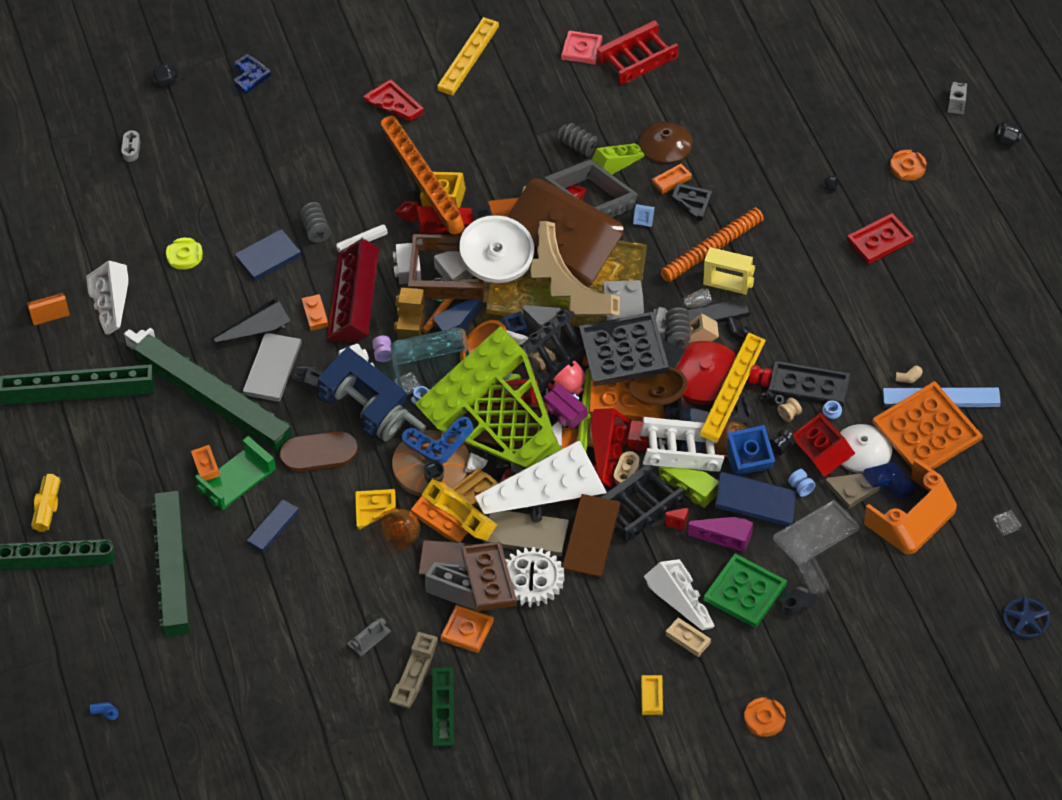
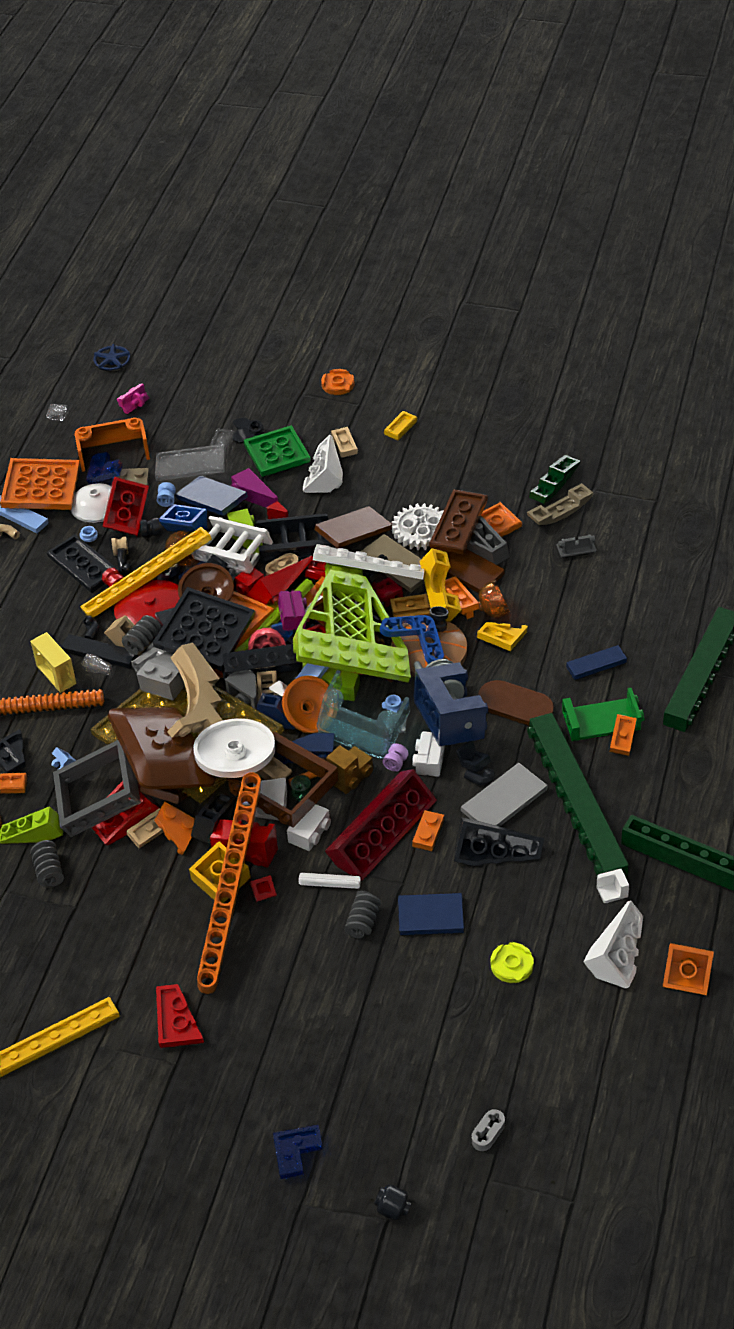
camera: 145 degrees left, 5 degrees down
(942, 571) = (133, 398): none -> dark pink hips

